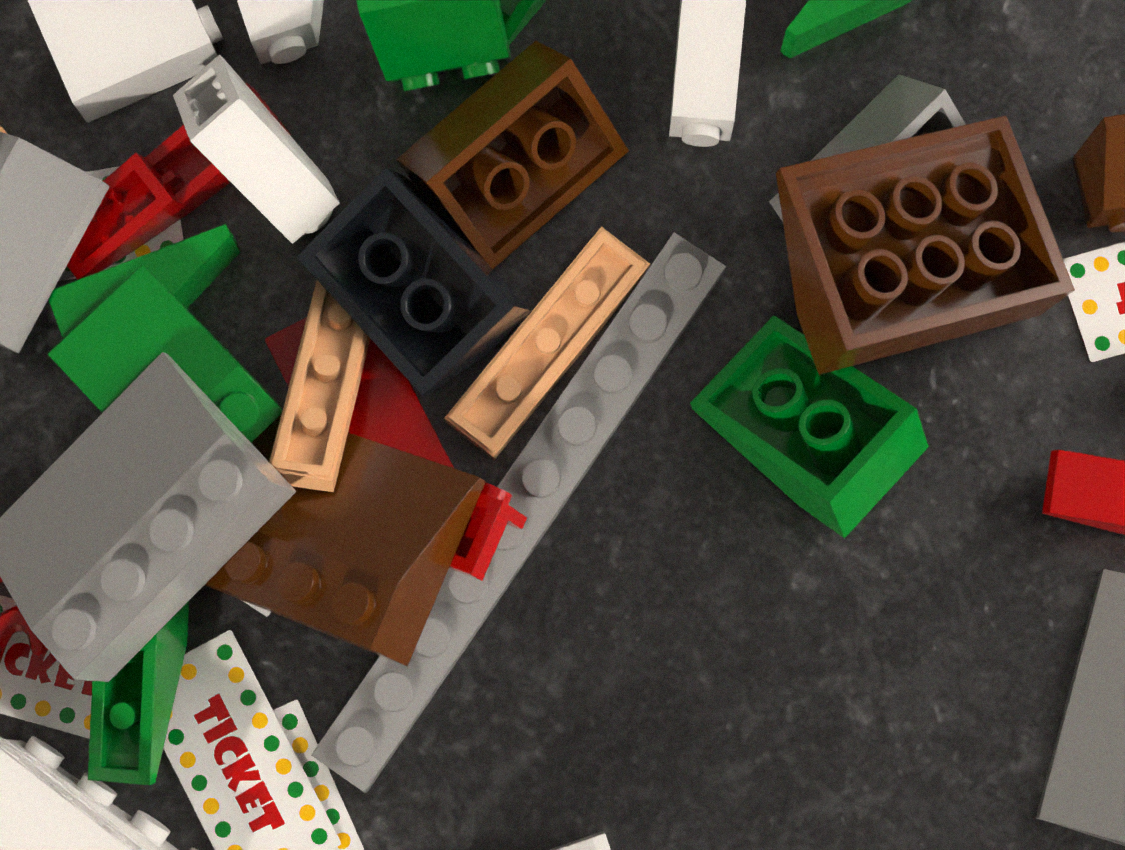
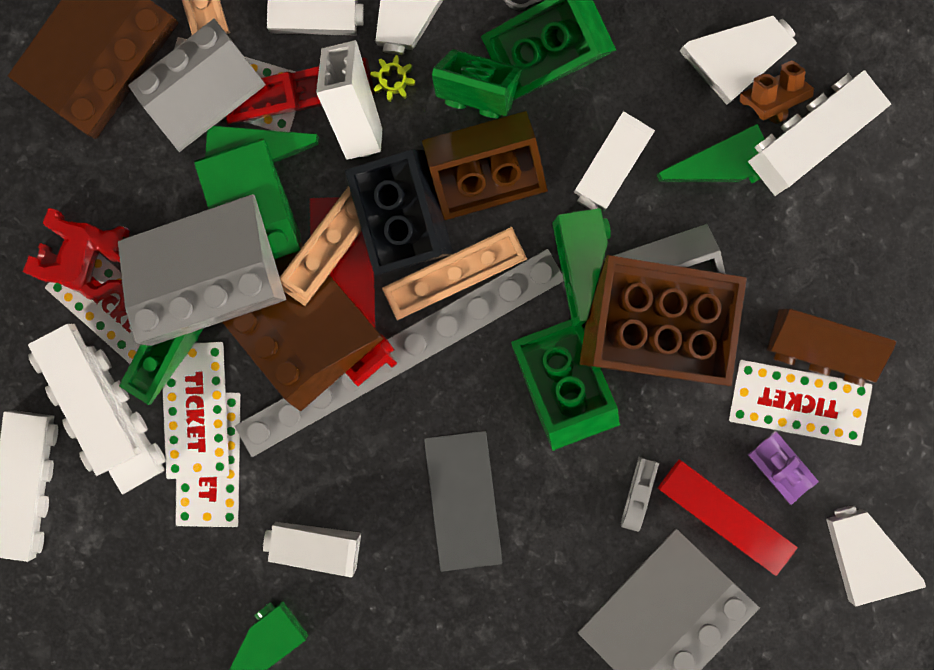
camera: 20 degrees right, 10 degrees up
(301, 75) = (386, 70): none -> neon yellow gear
(729, 207) = (581, 249): none -> green slope
(743, 697) = (463, 501): none -> dark grey sticker
(1018, 539) = (639, 494): none -> light grey piece

